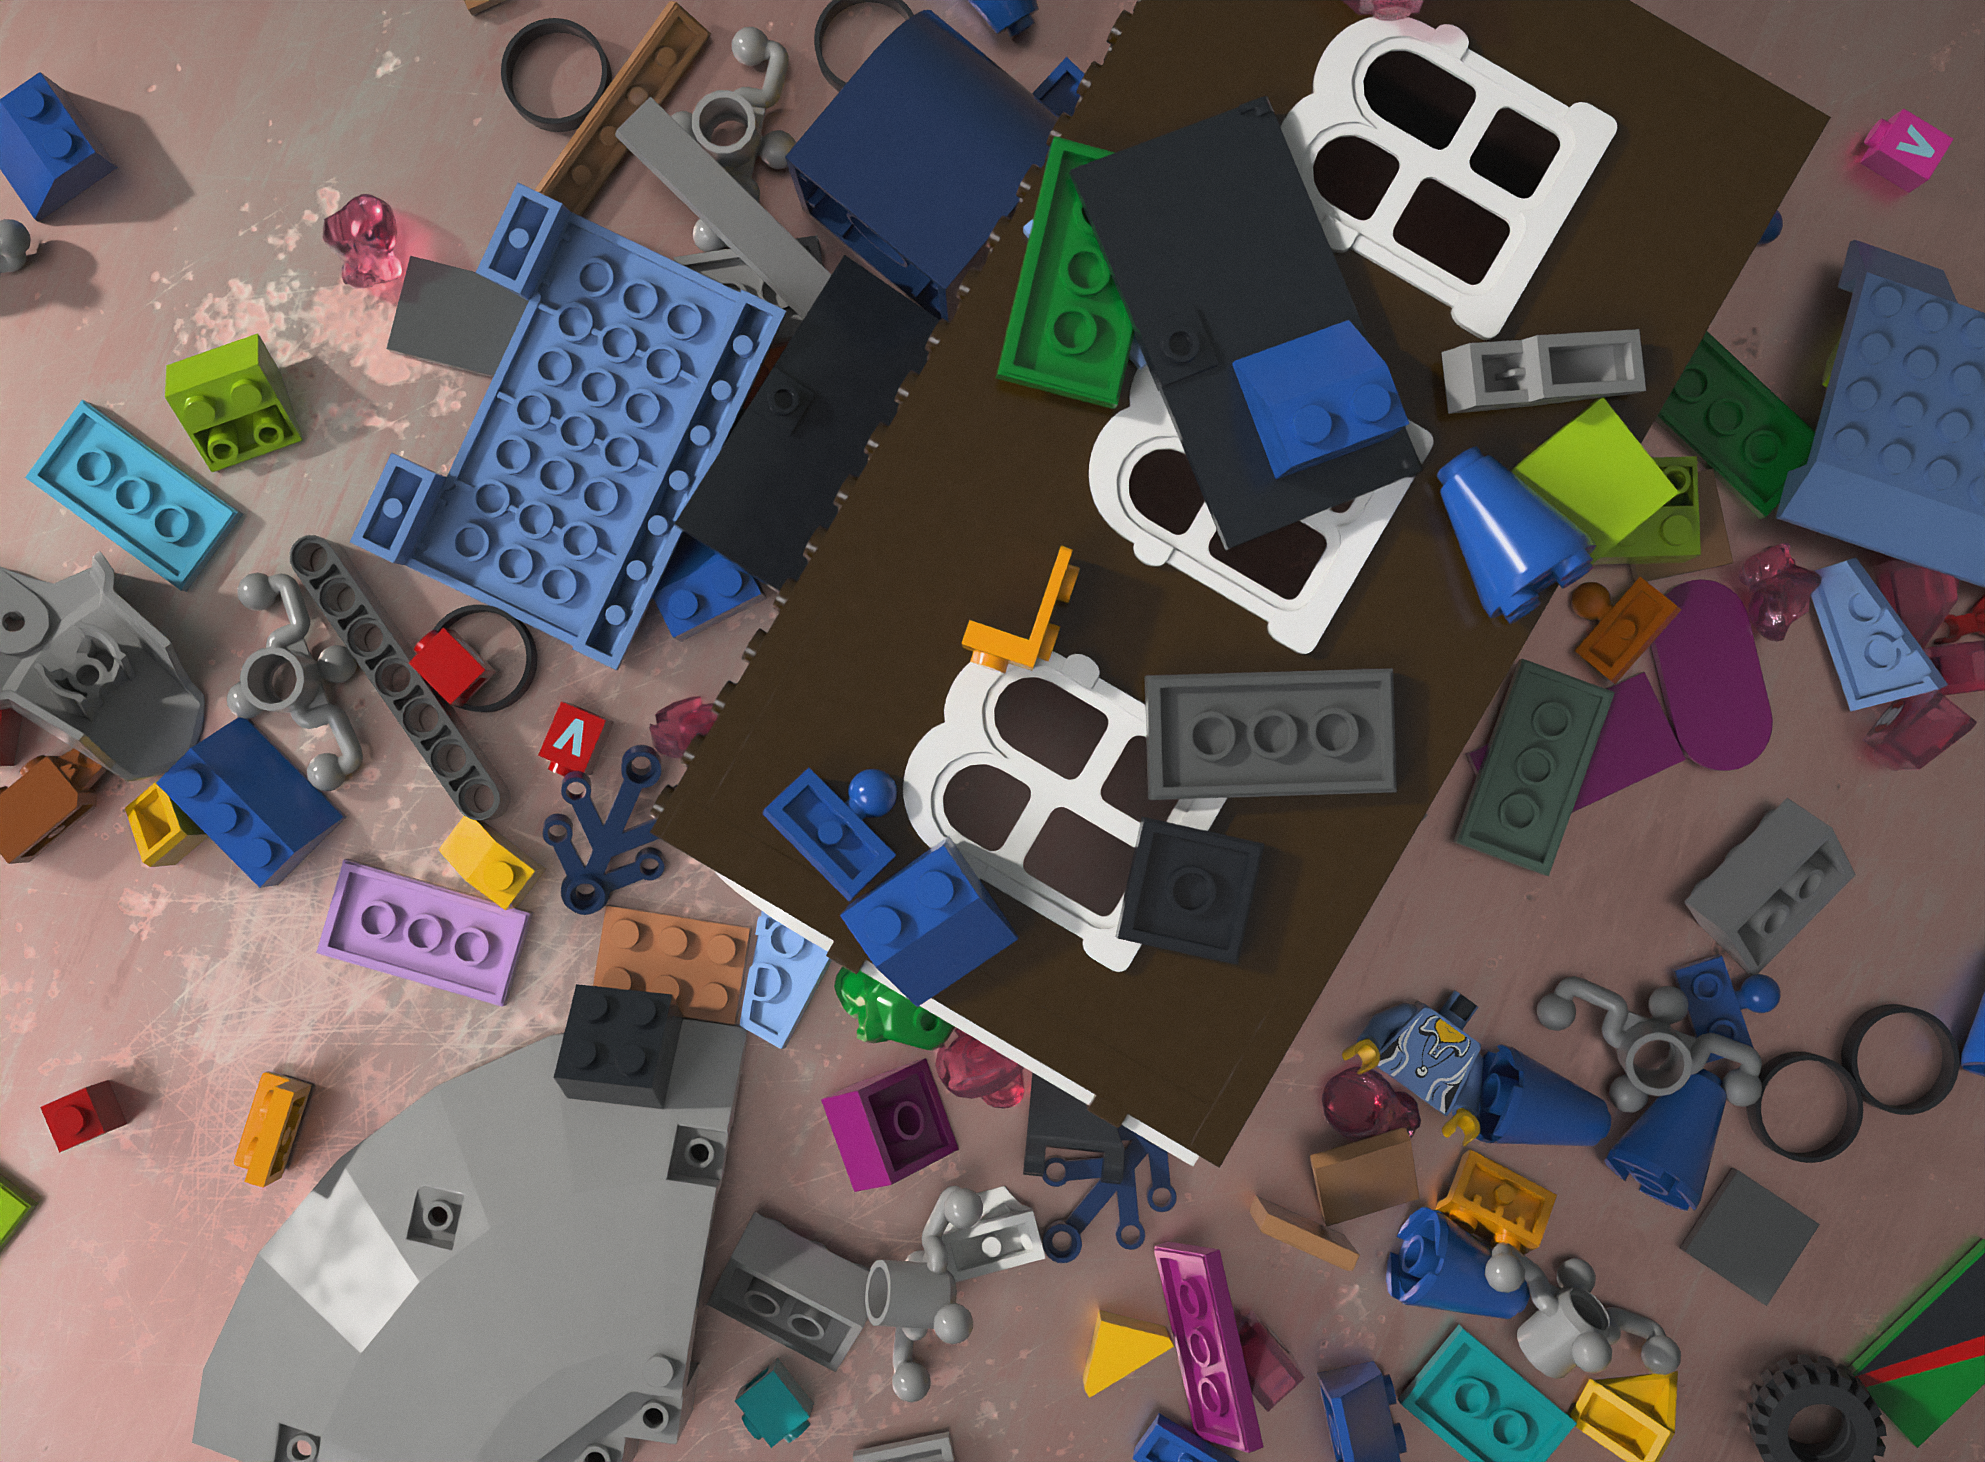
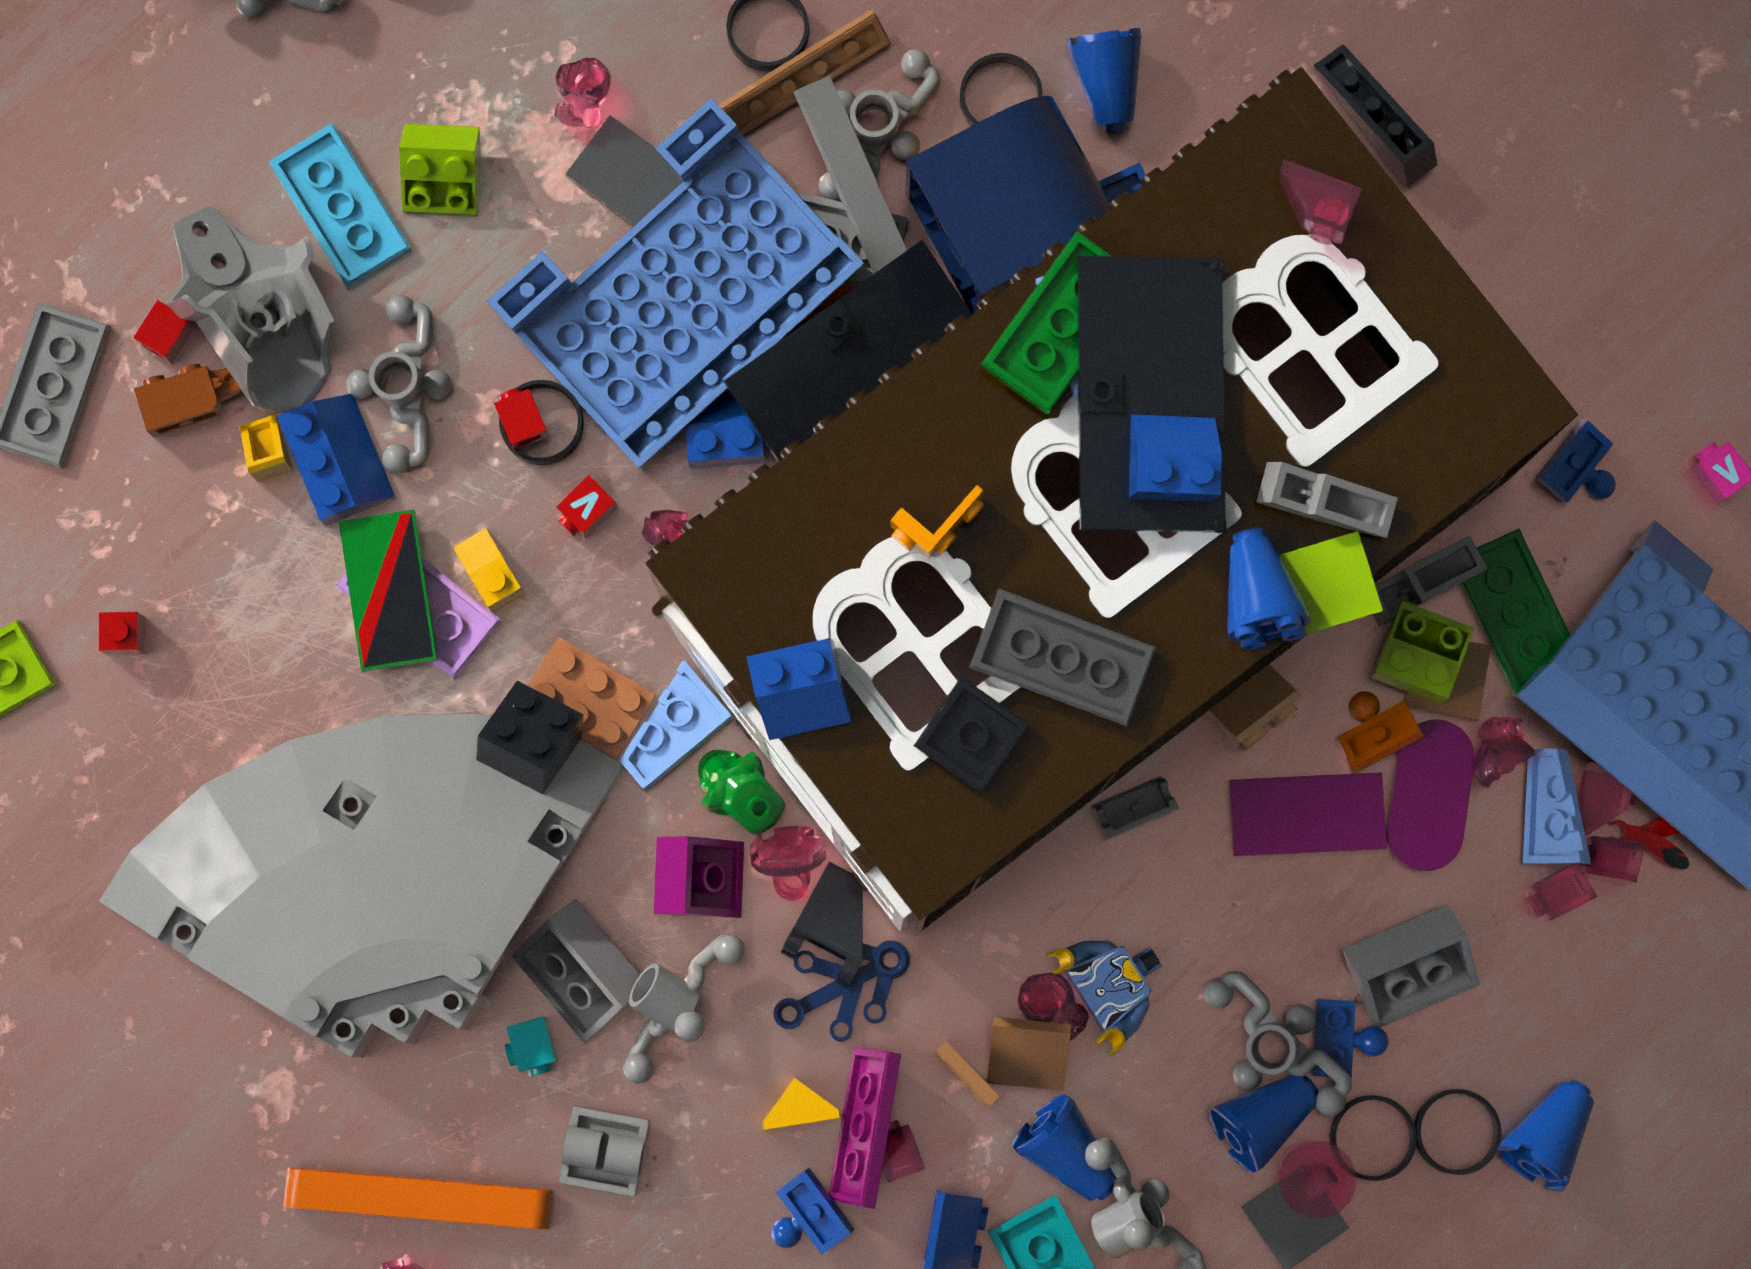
camera: 20 degrees right, 5 degrees down
(271, 1128) = (251, 696): light orange bracket -> none
(379, 667) = (470, 396): dark grey beam -> none
(380, 935) = (388, 590): none -> tile
(606, 838) = (582, 587): dark blue plant -> none
(833, 831) = (762, 607): blue plate -> none
(998, 1241) = (739, 988): white slope -> none
(1497, 1203) = (1118, 1114): light orange bracket -> none
(1534, 767) = (1272, 807): sand green tile -> none
(1536, 1105) = (1175, 1052): blue cone -> none
(1764, 1186) = (1317, 1179): none -> clear pink tile

